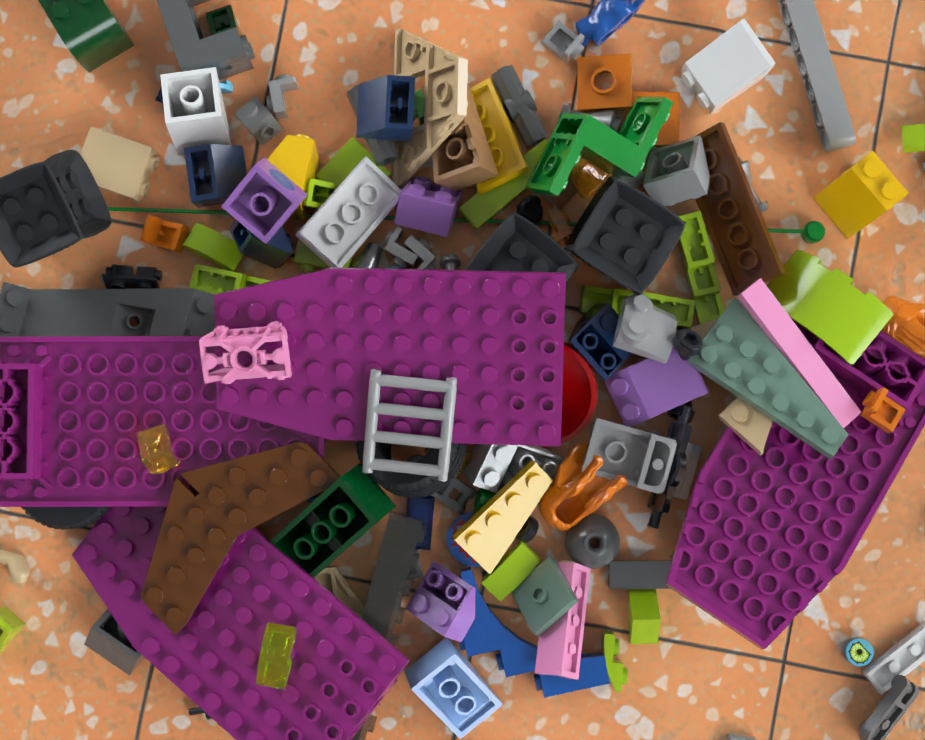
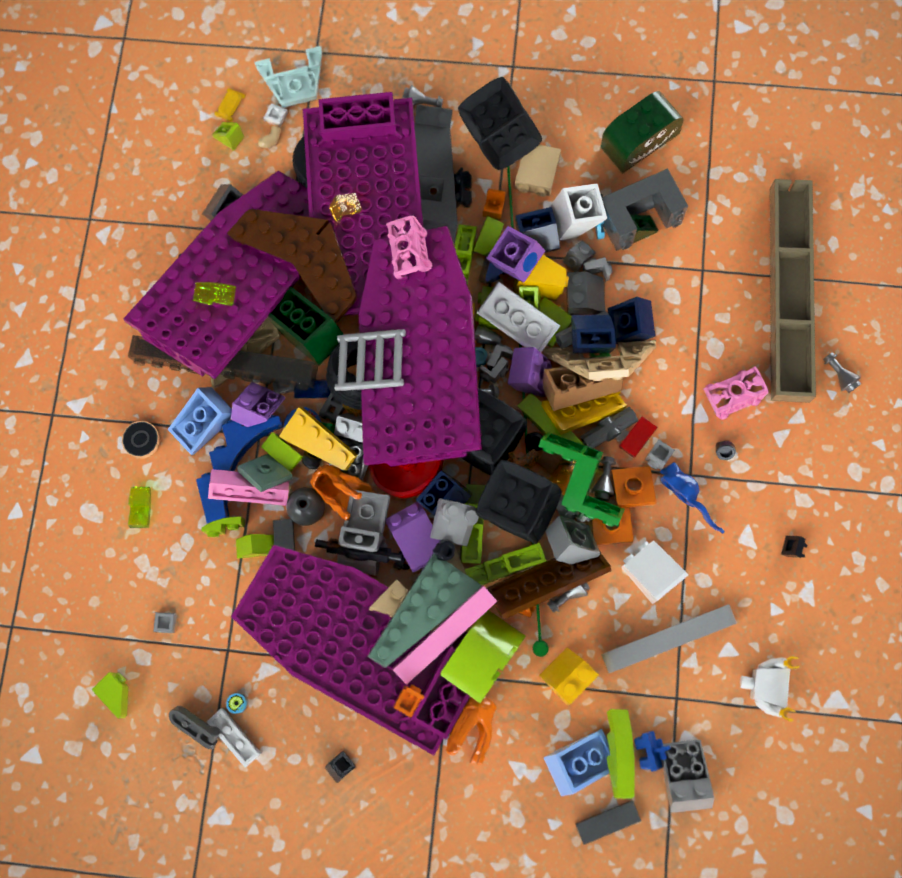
camera: 95 degrees right, 10 degrees down
(319, 116) = (585, 294): none -> dark grey slope
(364, 54) = (633, 320): none -> dark blue slope
(533, 69) = (638, 437): none -> red tile

